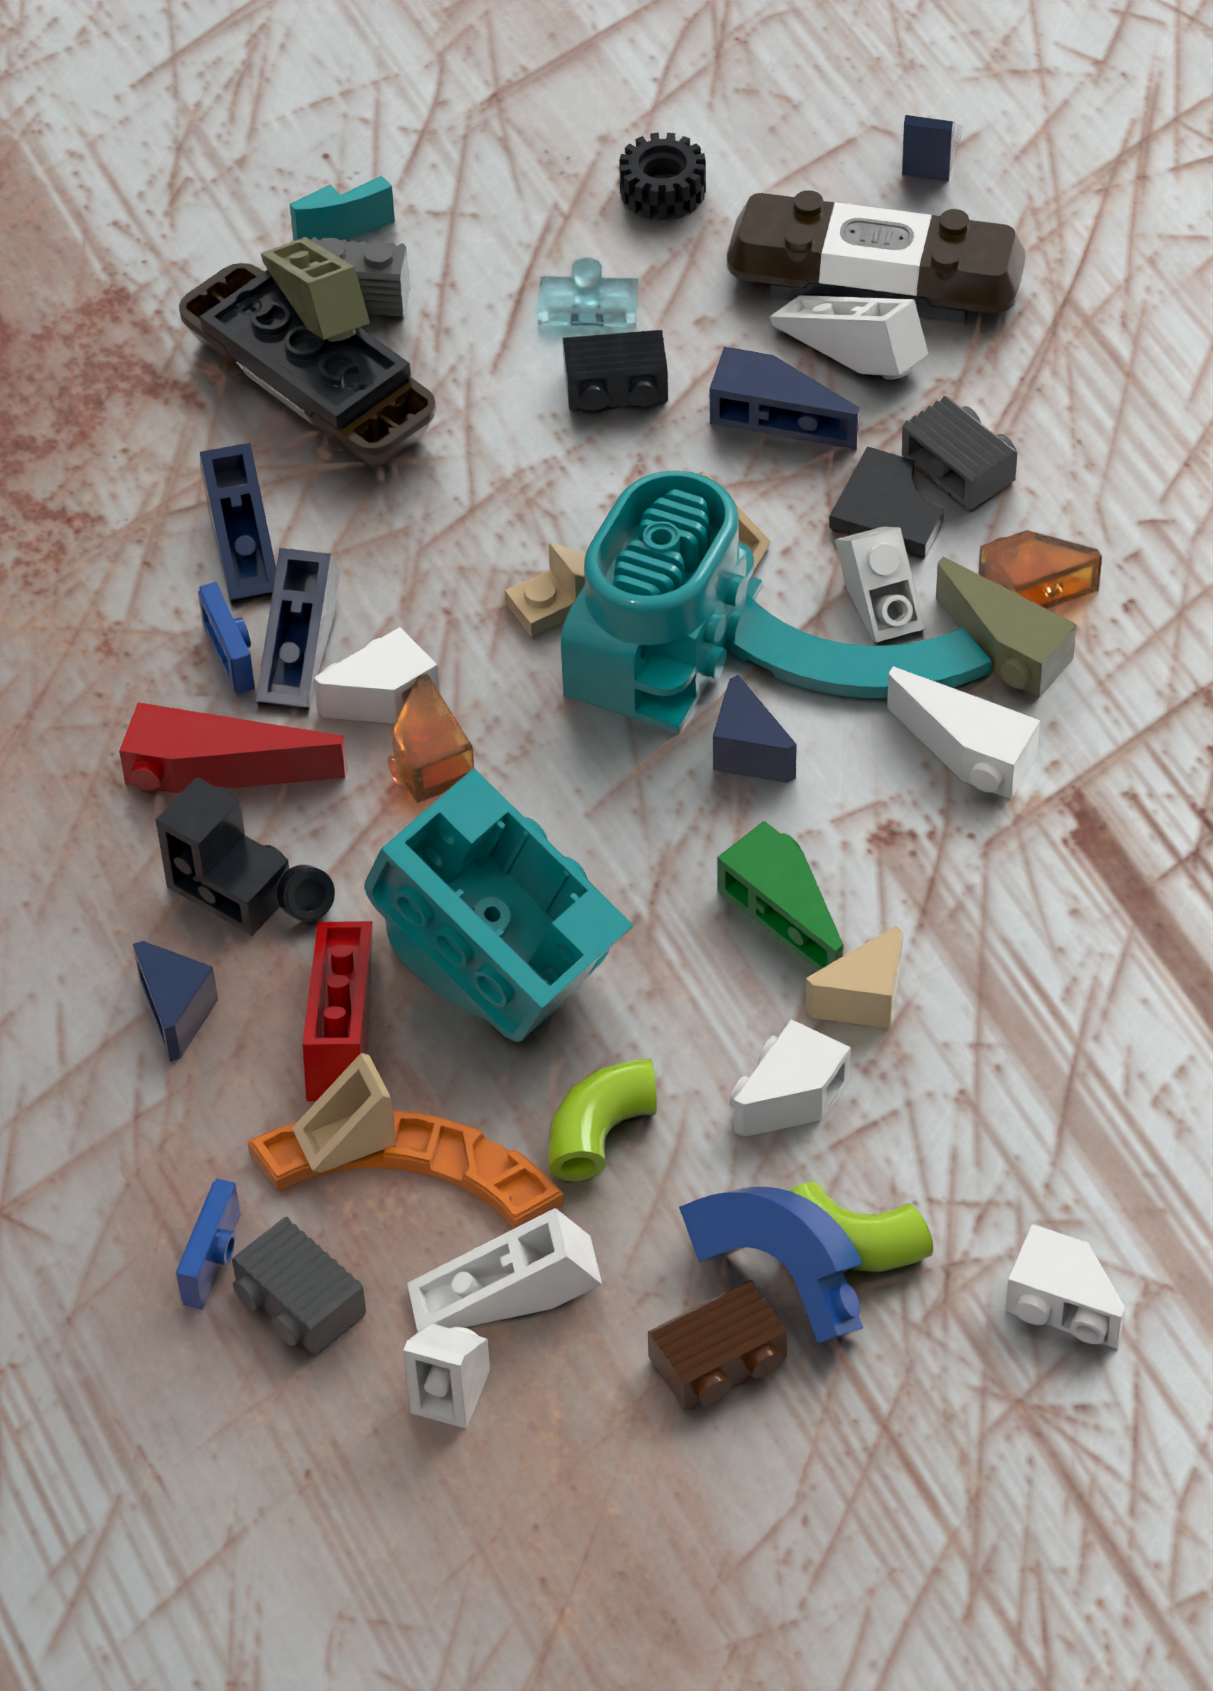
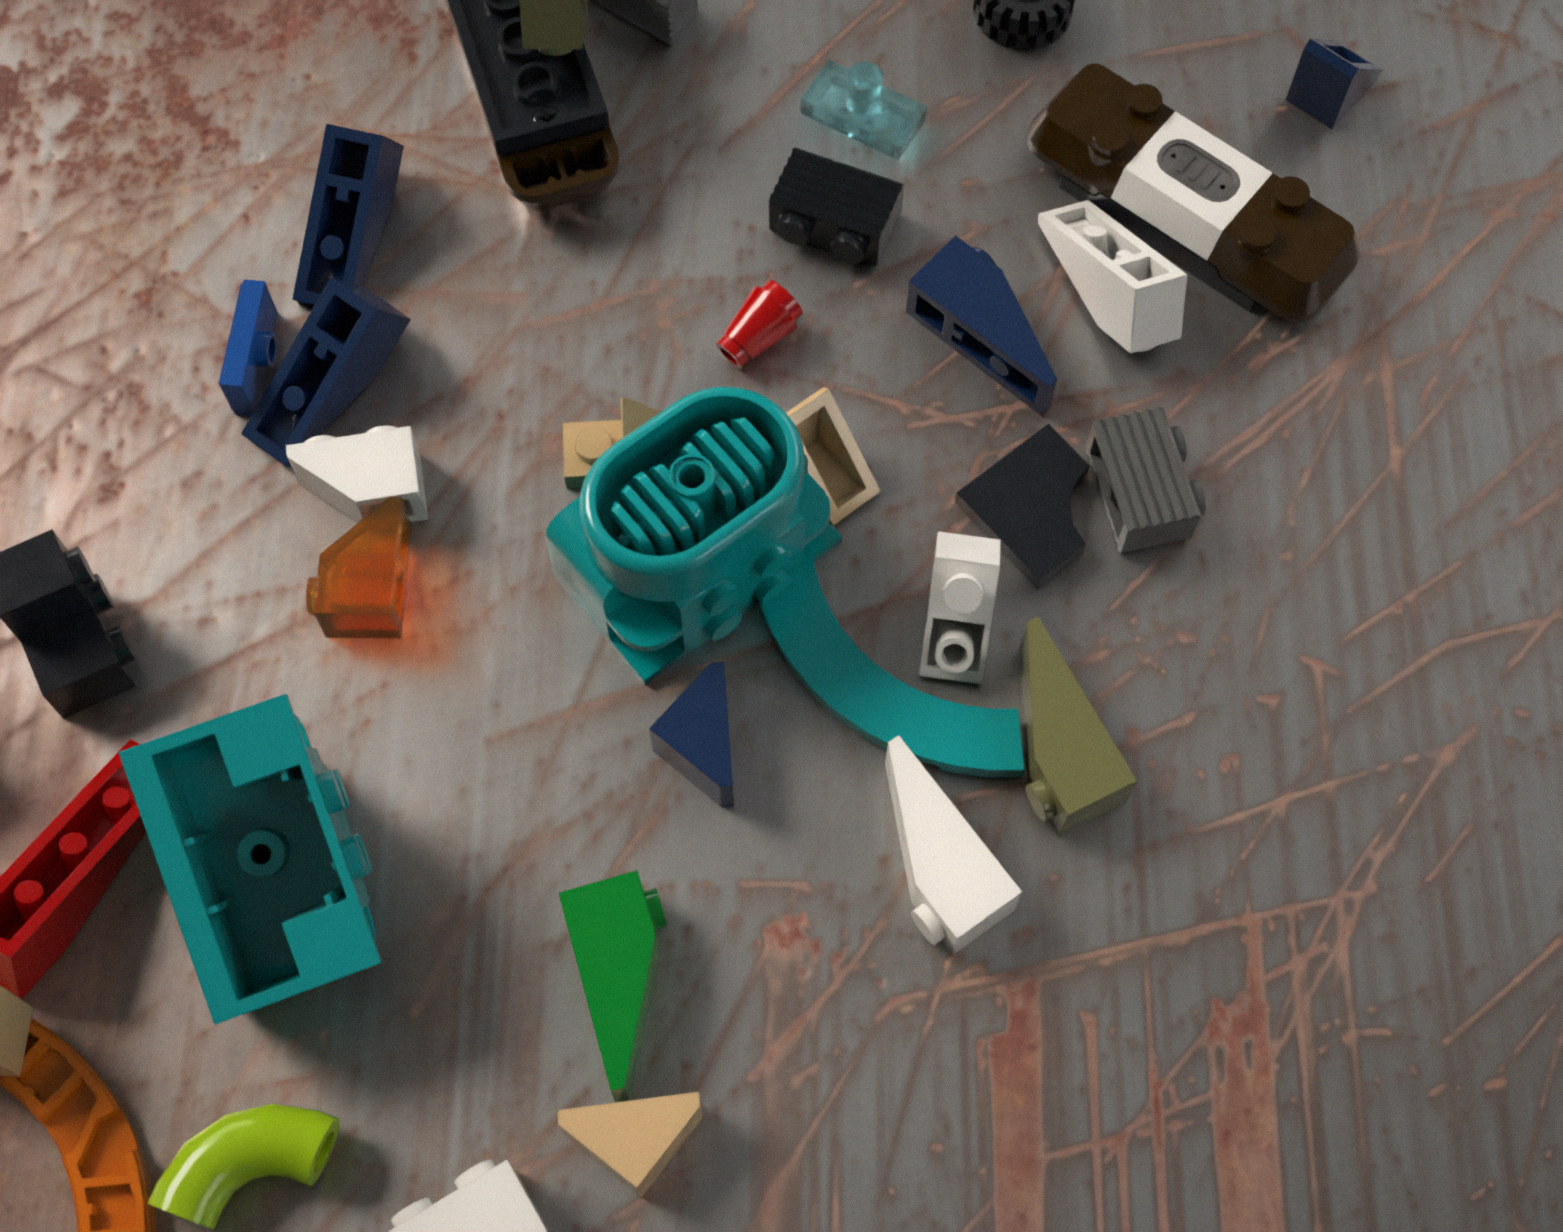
camera: 25 degrees right, 15 degrees up
(174, 746) = (135, 474): red slope -> none
(305, 893) = (128, 703): black tile -> none
(610, 466) = (760, 323): none -> red cone
(1041, 567) = (1140, 676): clear orange slope -> none

